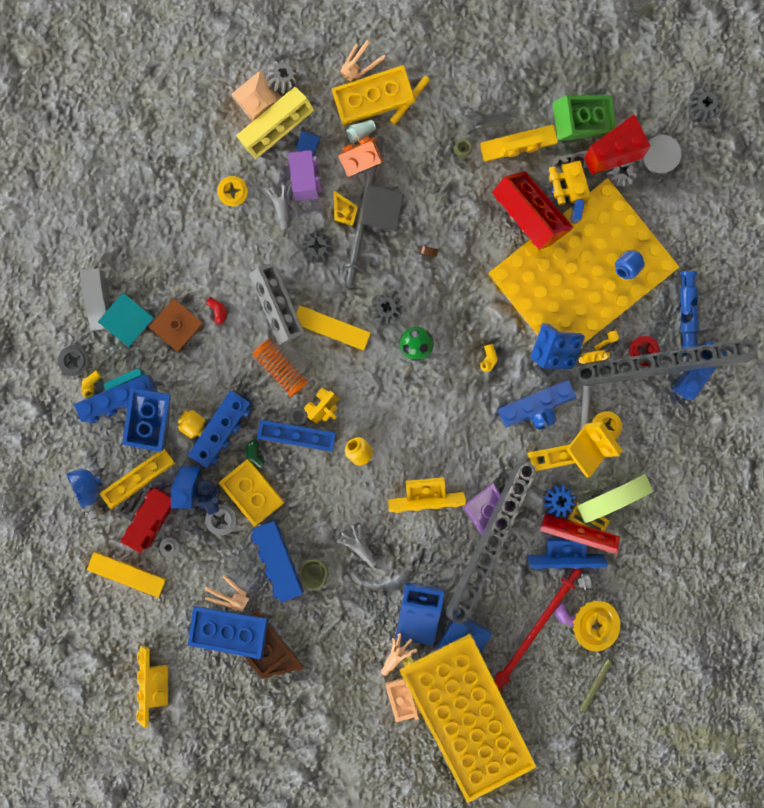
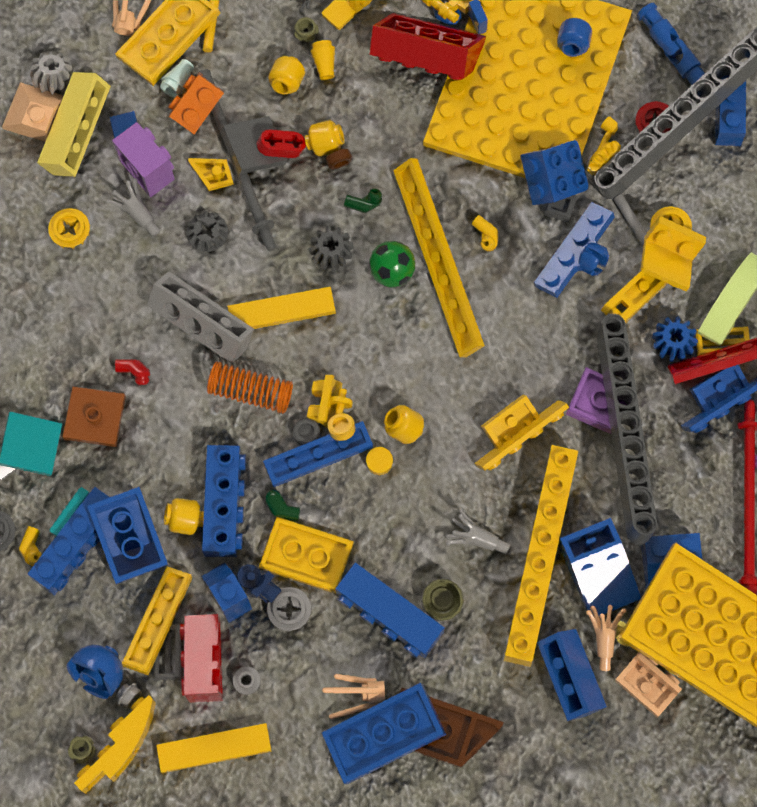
camera: 25 degrees left, 15 degrees down
(44, 526) = (89, 749): none -> olive plate
(75, 539) = (128, 737): none -> yellow slope
(319, 429) = (341, 427): none -> yellow tile
(331, 462) = (379, 460): none -> yellow tile
(360, 667) = (571, 674): none -> blue brick
(389, 584) = (541, 556): none -> yellow brick
(400, 215) = (281, 145): none -> red beam
(427, 291) = (365, 204): none -> dark green arm
(428, 231) = (324, 138): none -> yellow head
(430, 173) = (286, 75): none -> yellow head
(449, 355) = (438, 258): none -> yellow plate
(461, 176) = (324, 57): none -> yellow cone

